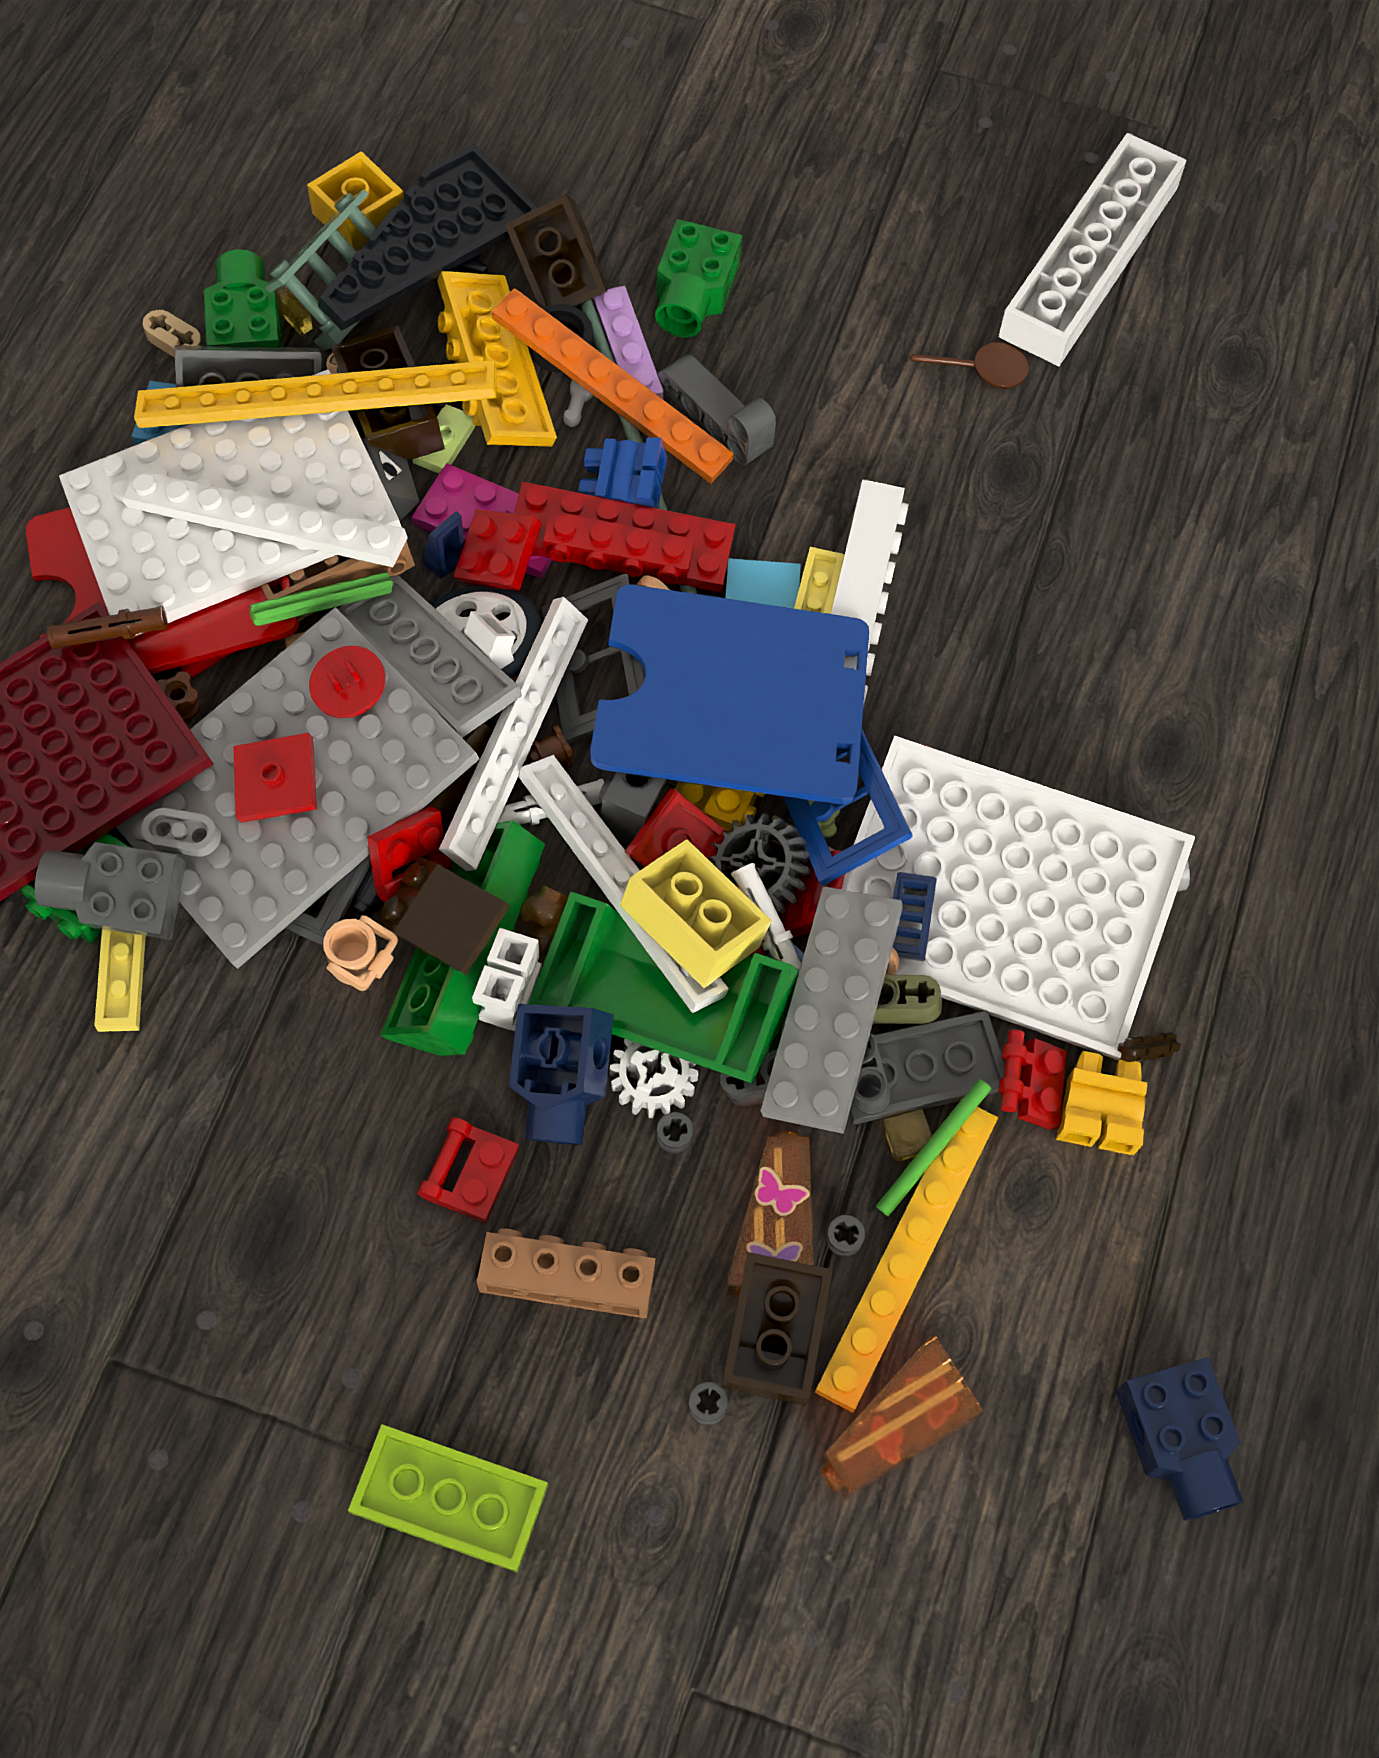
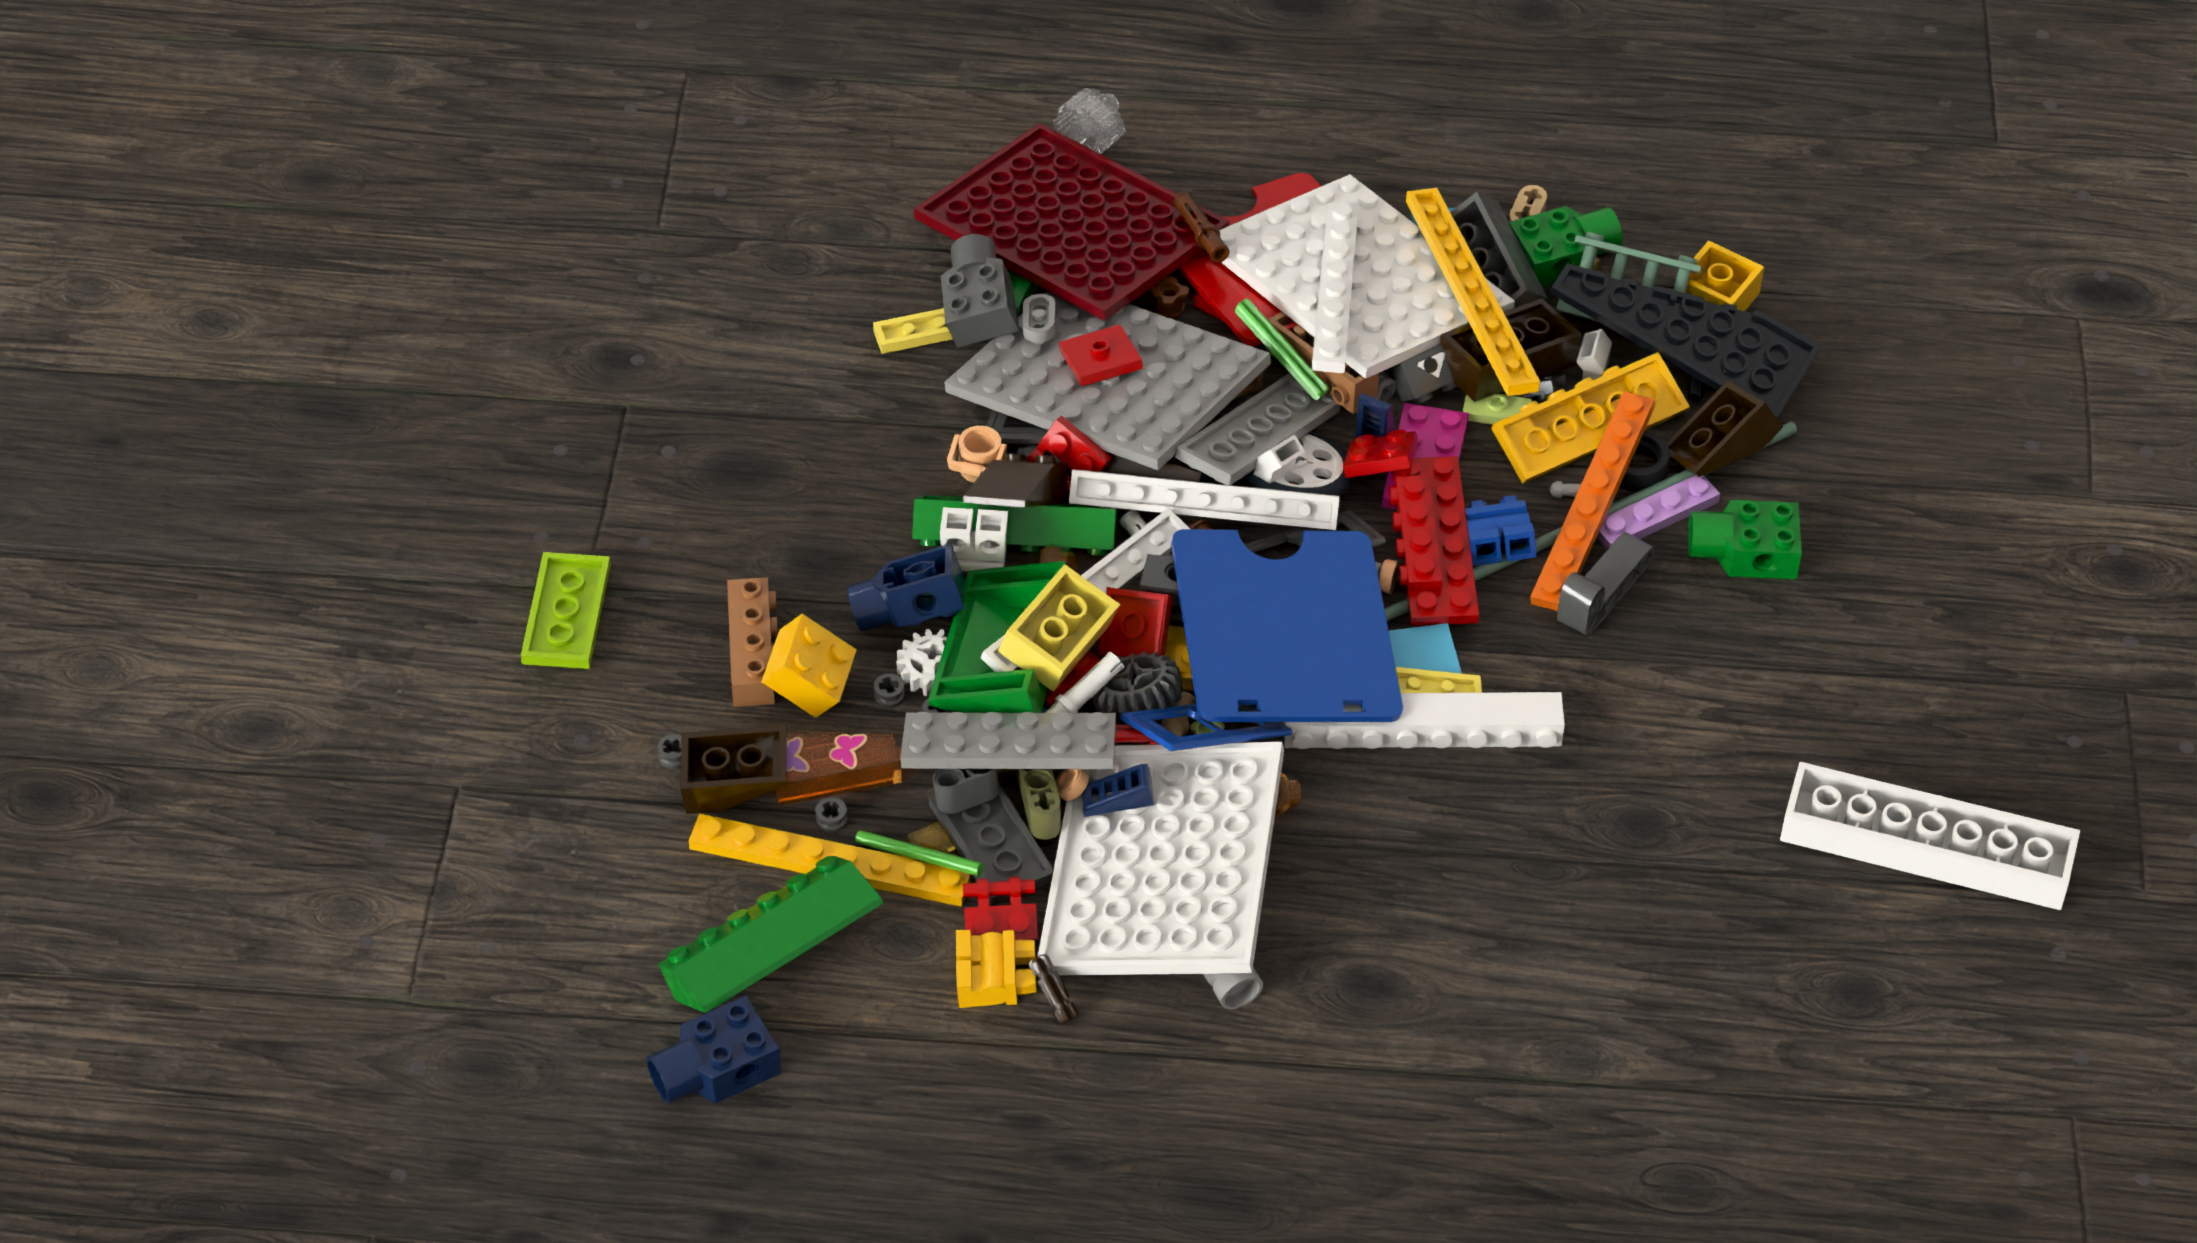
camera: 80 degrees right, 15 degrees down
(347, 681) = (1197, 372): red piece -> none
(424, 335) = (1594, 354): none -> white piece
(481, 1176) = (818, 579): red plate -> none
(642, 1210) = (809, 666): none -> yellow brick
(907, 1417) = (687, 870): clear orange slope -> none
(995, 364) = (1759, 793): reddish brown piece -> none
(1038, 1337) = (768, 934): none -> green slope

